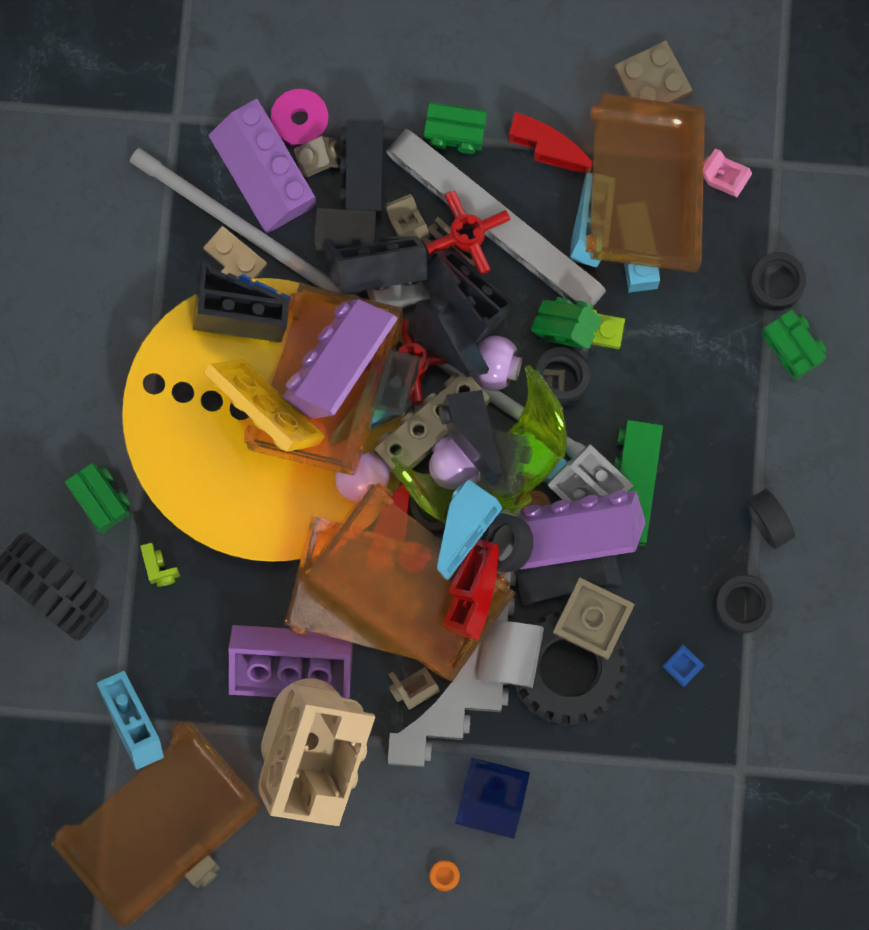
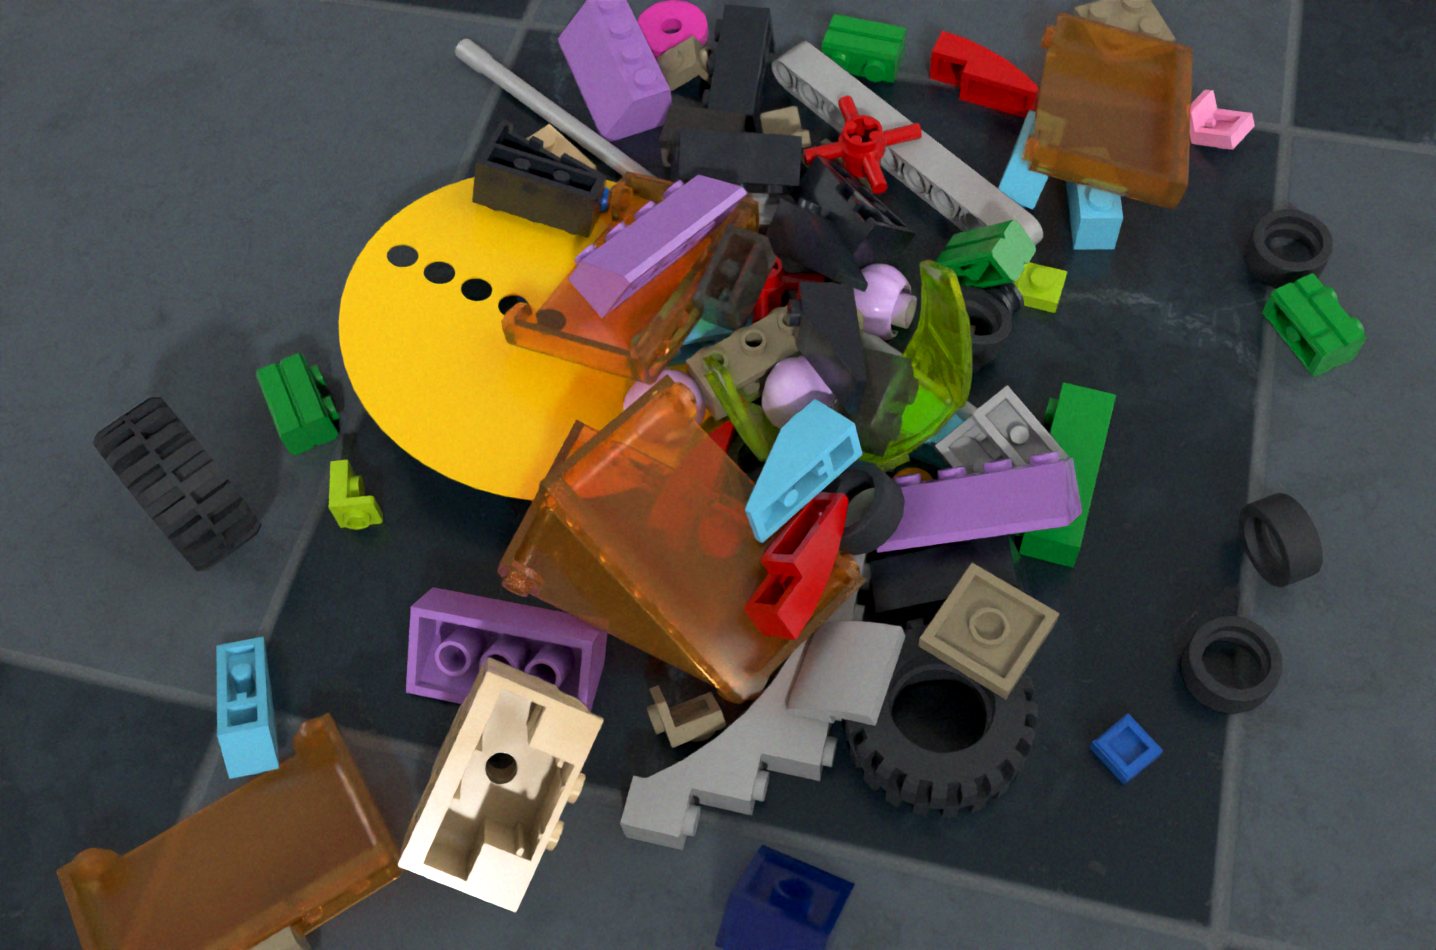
camera: 15 degrees right, 20 degrees down
(264, 405) = (539, 283): yellow plate -> none

